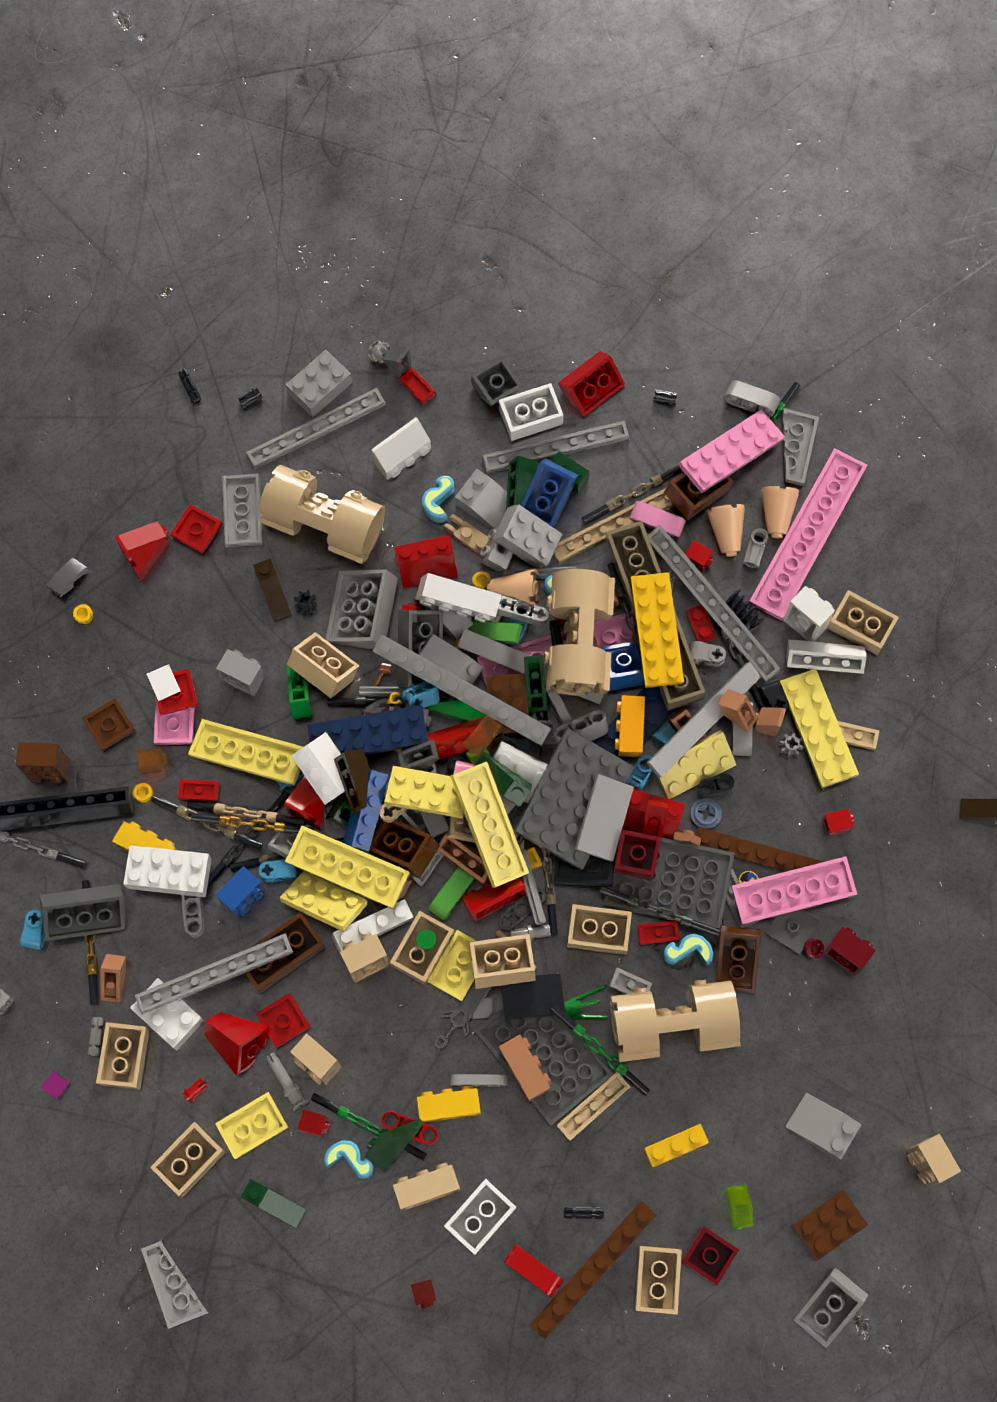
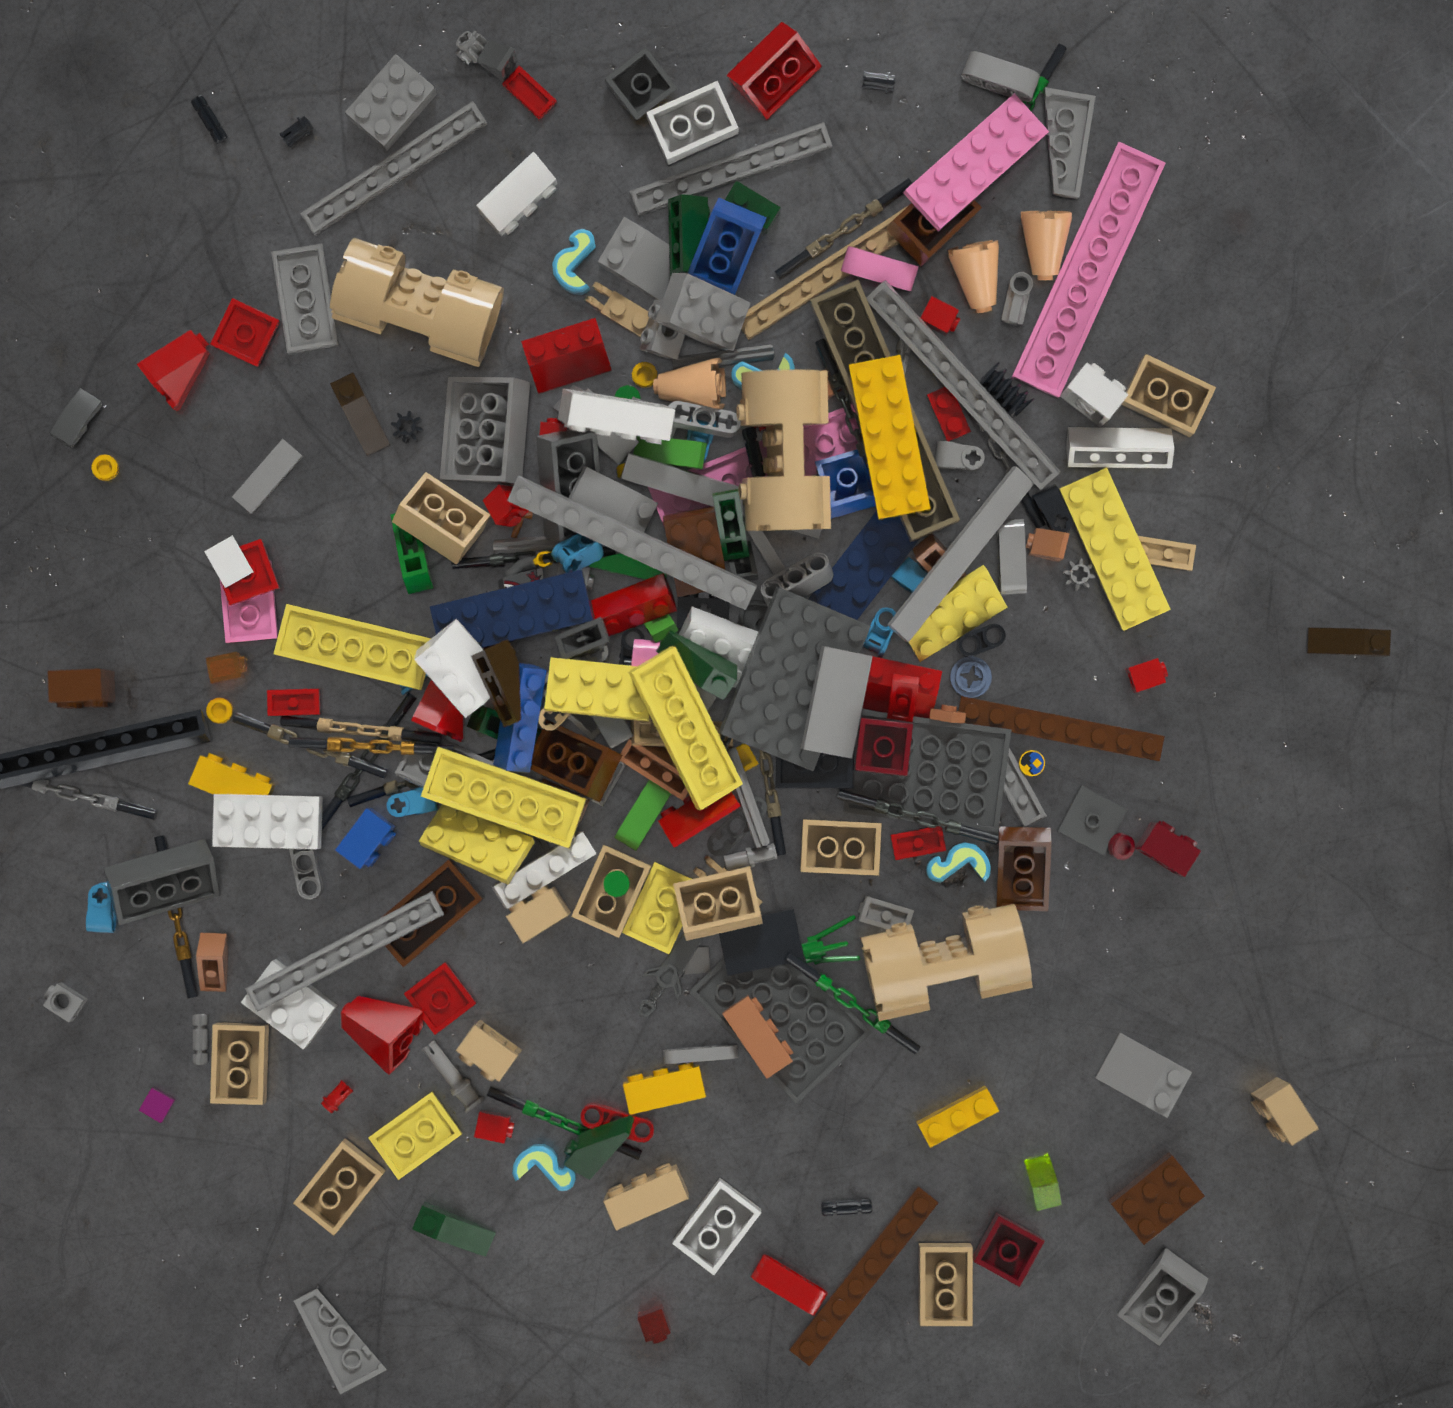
camera: 10 degrees left, 15 degrees up
(108, 724) = (161, 621): reddish brown plate -> none
(199, 629) = (267, 476): none -> light grey tile
(241, 672) = (331, 537): light grey brick -> none
(370, 662) = (501, 510): none -> red brick
(482, 736) = (666, 605): clear orange tile -> none
(593, 1106) = (849, 1074): tan plate -> none
(630, 726) = (862, 569): light orange brick -> none
(738, 709) = (1004, 537): nougat slope -> none
(794, 890) = (1092, 774): bright pink plate -> none

